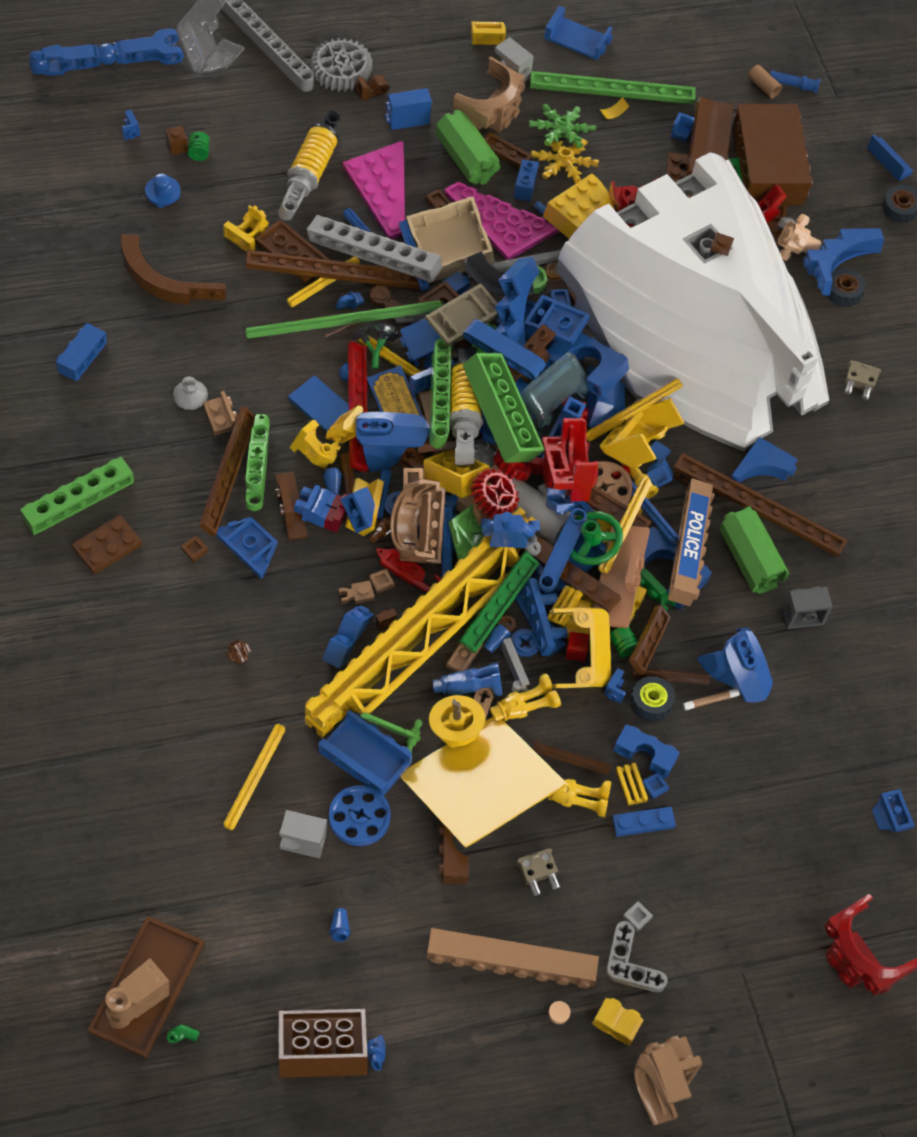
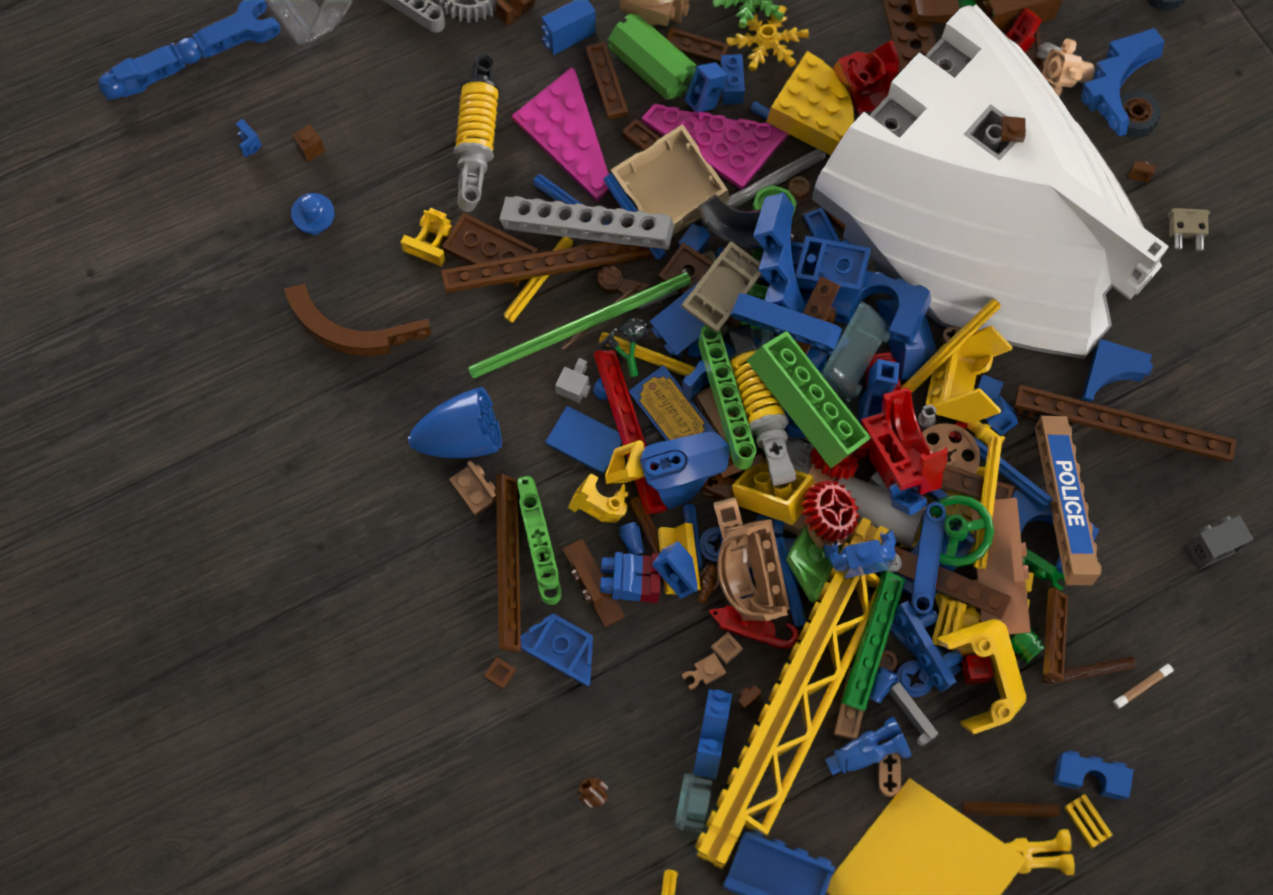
camera: 10 degrees left, 10 degrees up
(73, 503) = (340, 658): bright green brick -> none
(81, 351) = (285, 455): blue brick -> none
(107, 544) = (396, 696): reddish brown plate -> none
(190, 394) = (430, 473): light grey hair -> none
(198, 148) = (339, 146): green piece -> none
(223, 365) = (459, 428): none -> blue cylinder
(312, 676) = (692, 803): none -> clear light blue panel
(325, 360) = (574, 383): none -> light grey brick
(350, 300) = (580, 293): blue piece -> none
(412, 736) = (825, 837): bright green piece -> none
(426, 156) = (606, 80): none -> reddish brown plate
(457, 720) = (872, 807): yellow piece -> none
(502, 178) = (706, 87): none -> blue brick
(514, 704) = (929, 765): yellow piece -> none
(598, 452) = (927, 417): none -> light grey axle
(613, 688) = (1034, 700): blue bracket -> none
(643, 821) = (1115, 864): blue plate -> none
(652, 709) = (1089, 697): black wheel -> none
(655, 785) = (1114, 814): blue tile -> none
(741, 666) = (1171, 641): blue piece -> none
(753, 550) = (1137, 486): bright green brick -> none
(836, 329) = (1142, 171): none -> reddish brown plate

